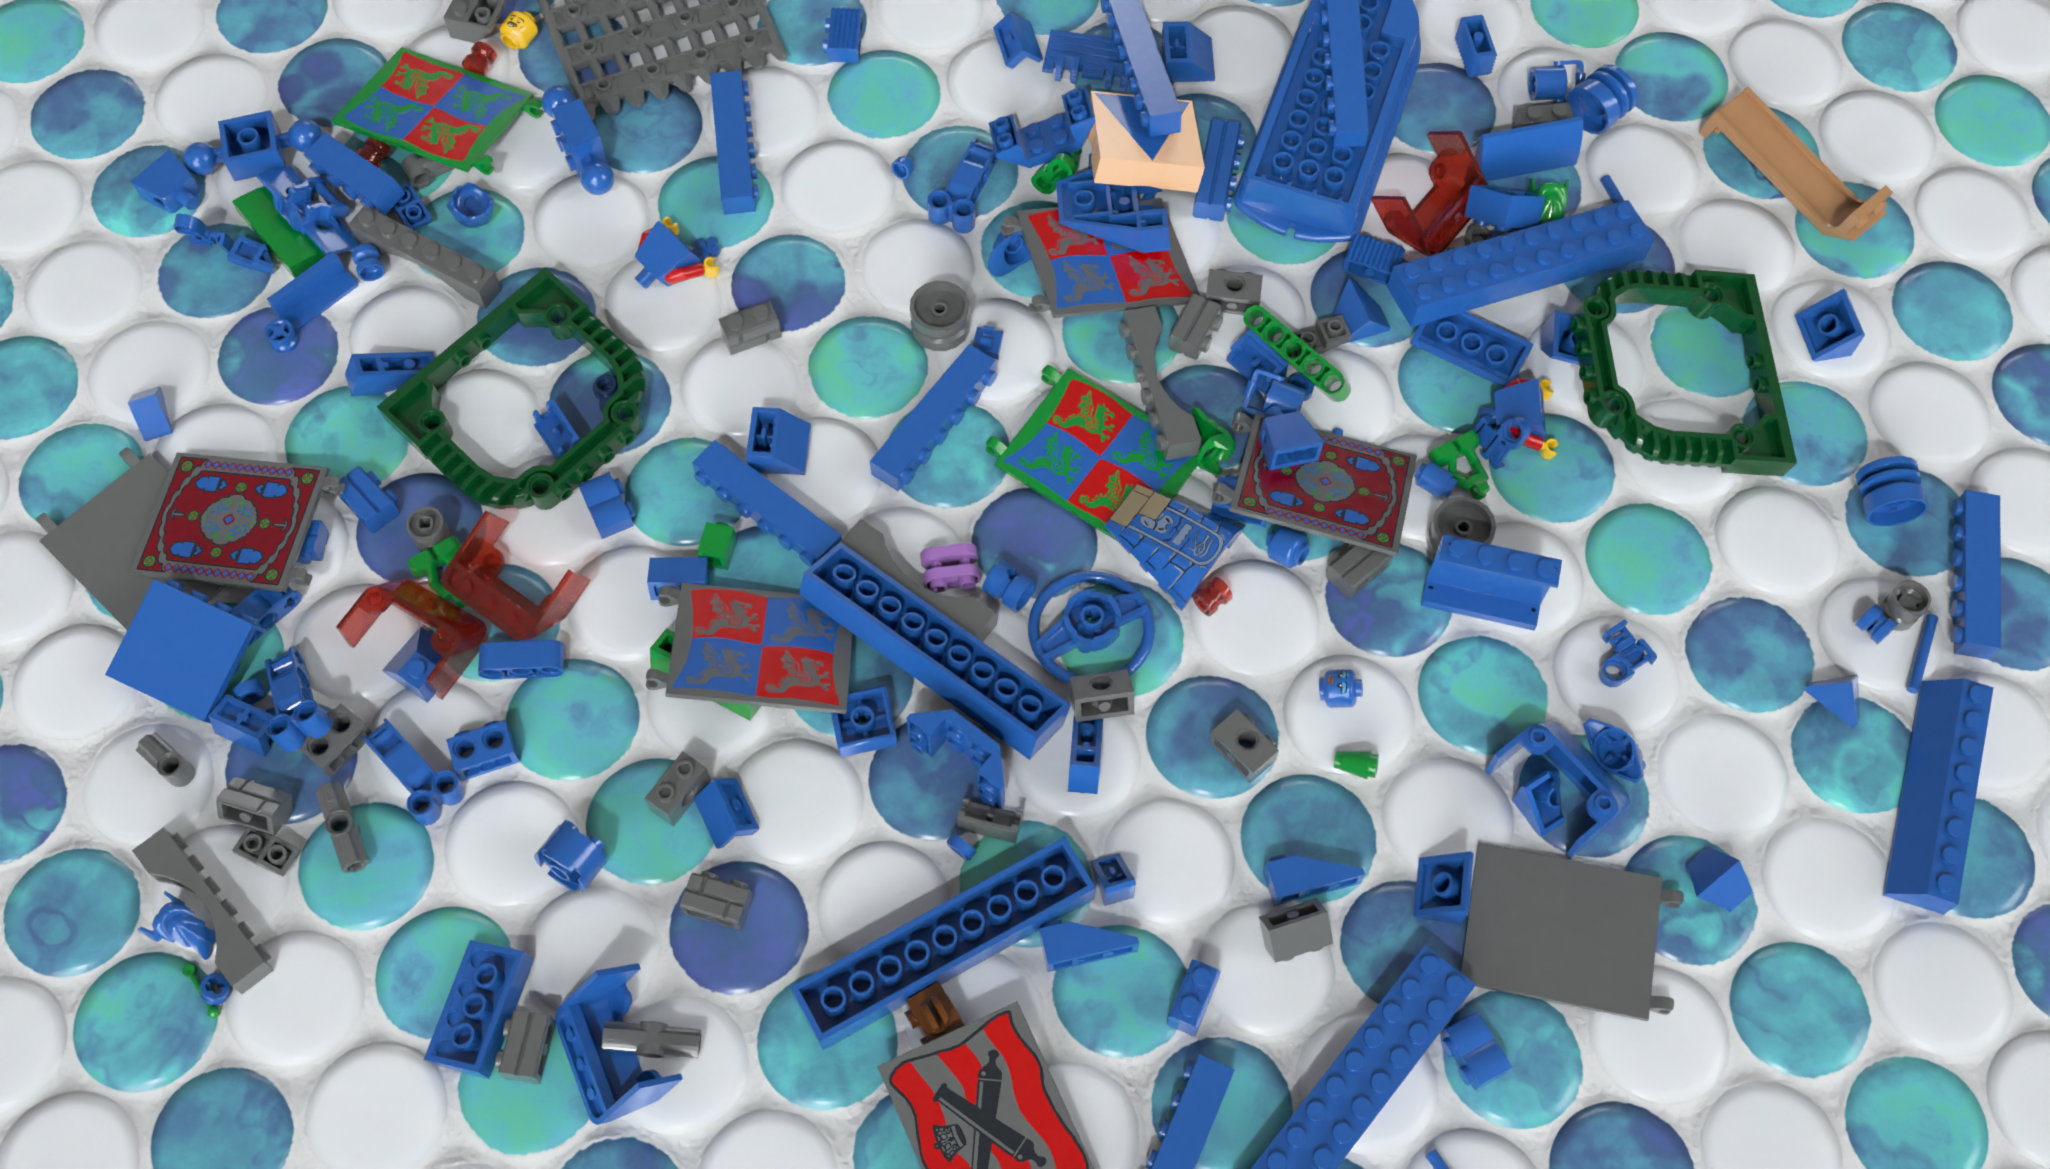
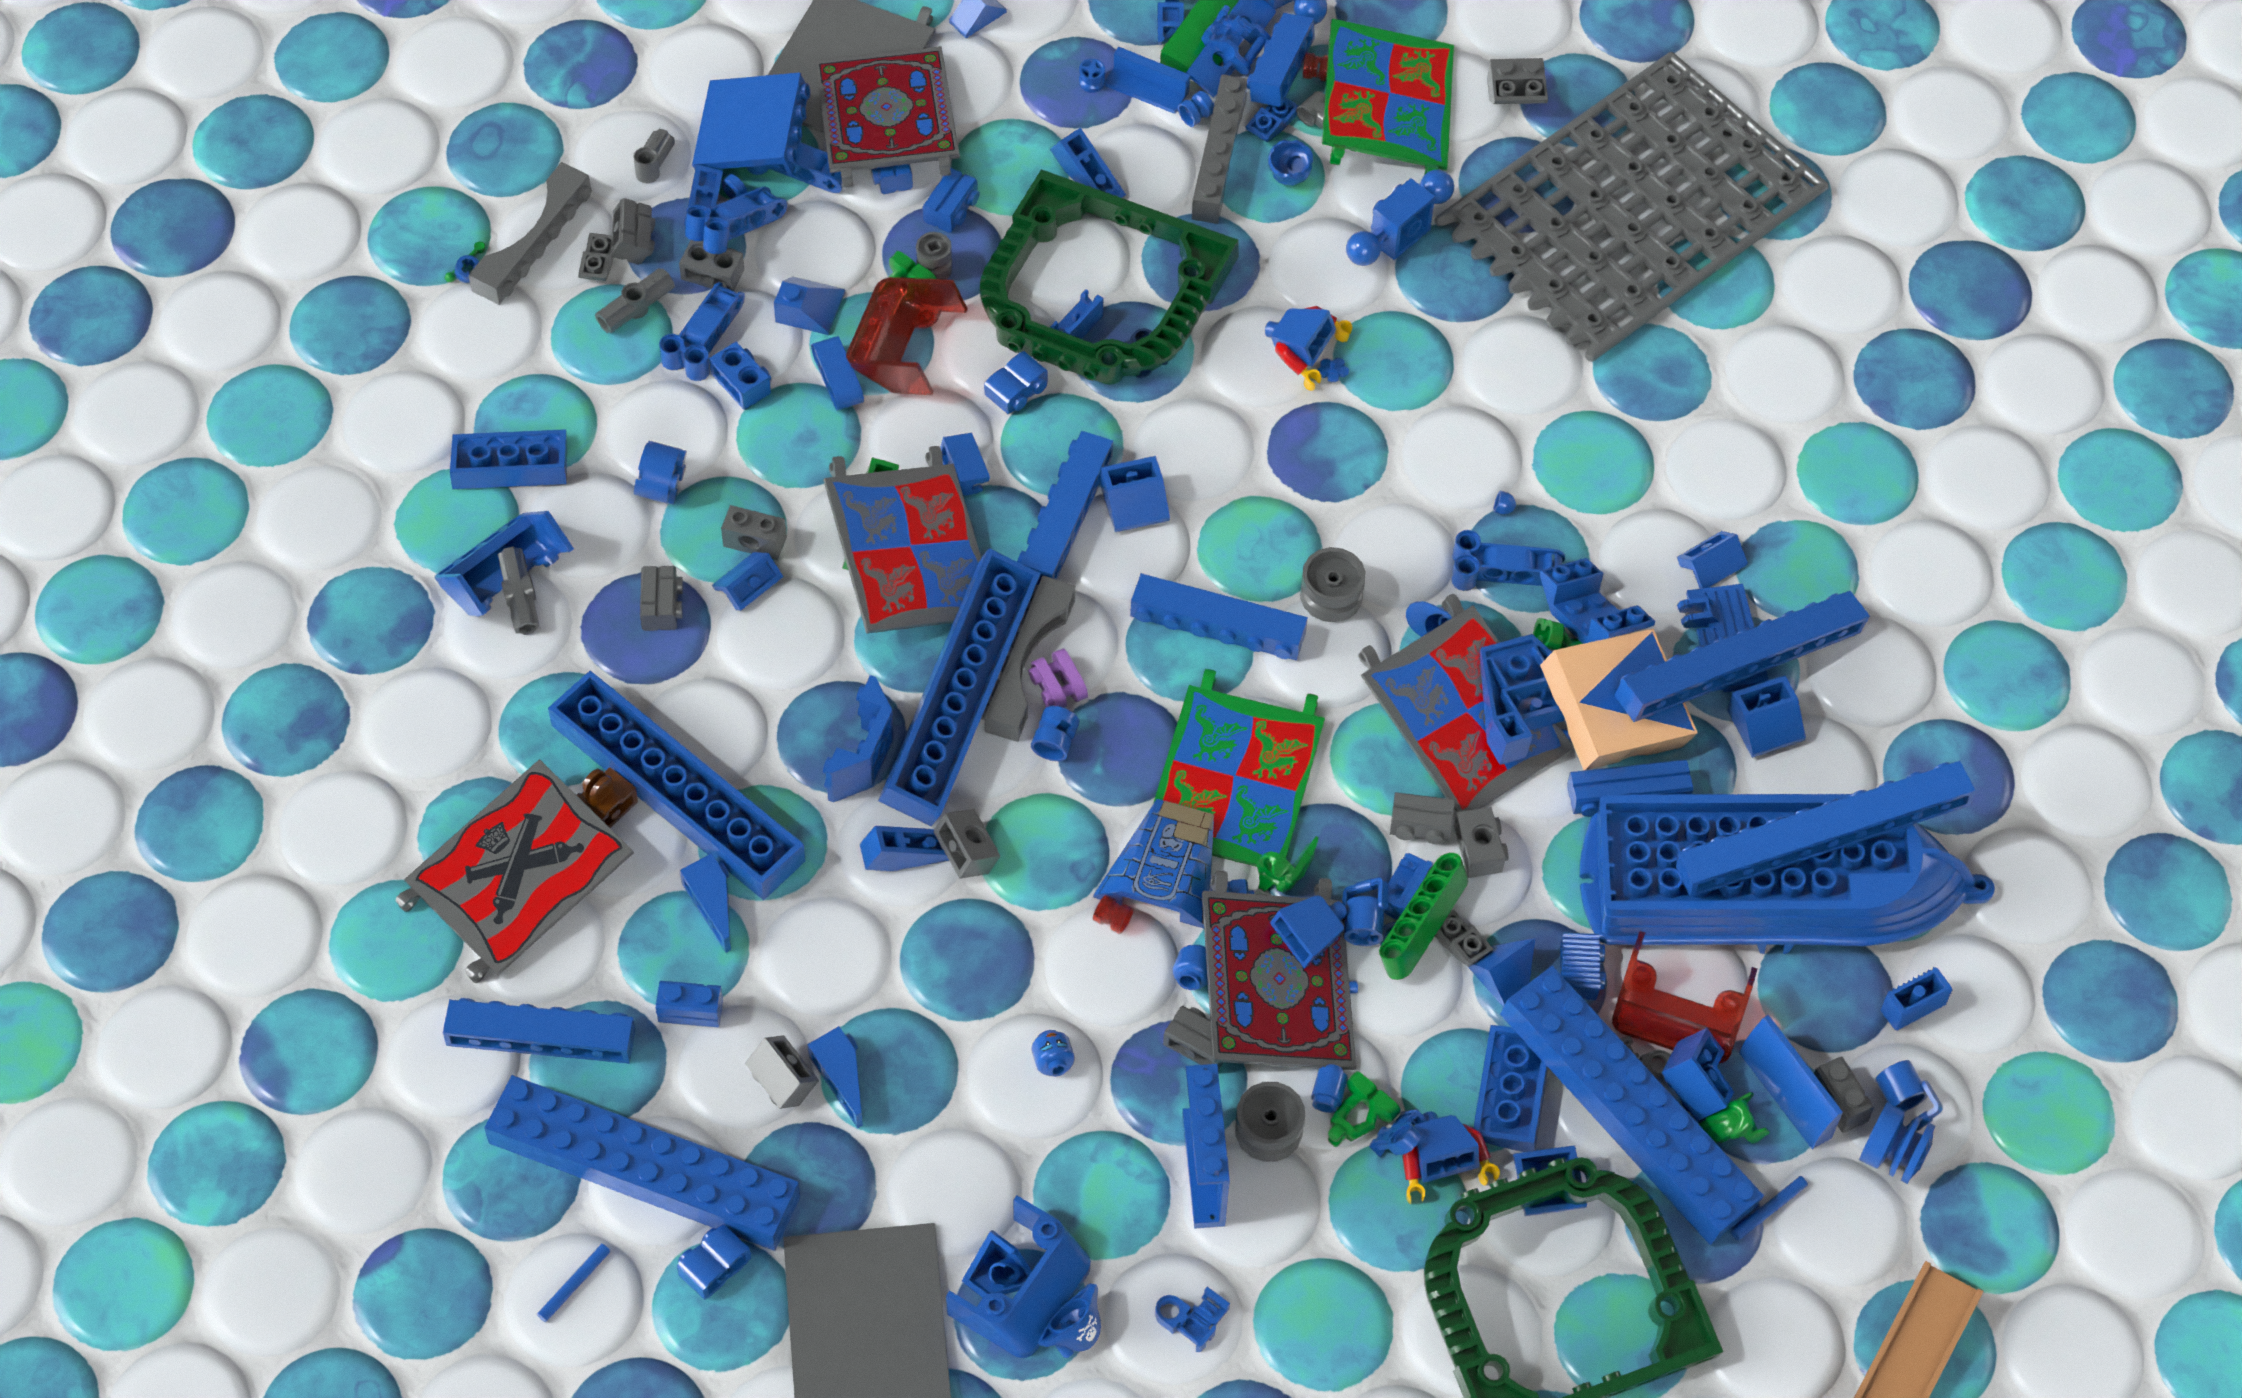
camera: 70 degrees right, 5 degrees down
(178, 924) = (509, 219): blue hair -> none
(456, 633) = (838, 311): clear red windscreen -> none
(480, 58) = (1470, 106): clear red wheel -> none
(518, 30) = (1515, 127): yellow head -> none
(525, 1046) = (484, 502): dark grey brick -> none
(717, 544) = (1009, 483): green brick -> none
(732, 142) = (1464, 348): blue brick -> none
(750, 327) = (1253, 431): dark grey brick -> none
(844, 35) = (1641, 400): blue brick -> none
(878, 732) = (886, 661): blue brick -> none
(961, 847) = (775, 773): blue tile -> none
(988, 341) = (1327, 640): blue tile -> none
(989, 821) = (811, 794): dark grey hinge -> none
(1075, 631) = (1051, 826): blue piece -> none
(1113, 879) = (785, 907): blue slope -> none
(1175, 429) = (1386, 773): dark grey arch -> none
(1248, 761) = (962, 967): dark grey brick -> none
(1359, 763) = (979, 1092): green cone -> none
(1444, 887) = (872, 1200): blue slope -> none

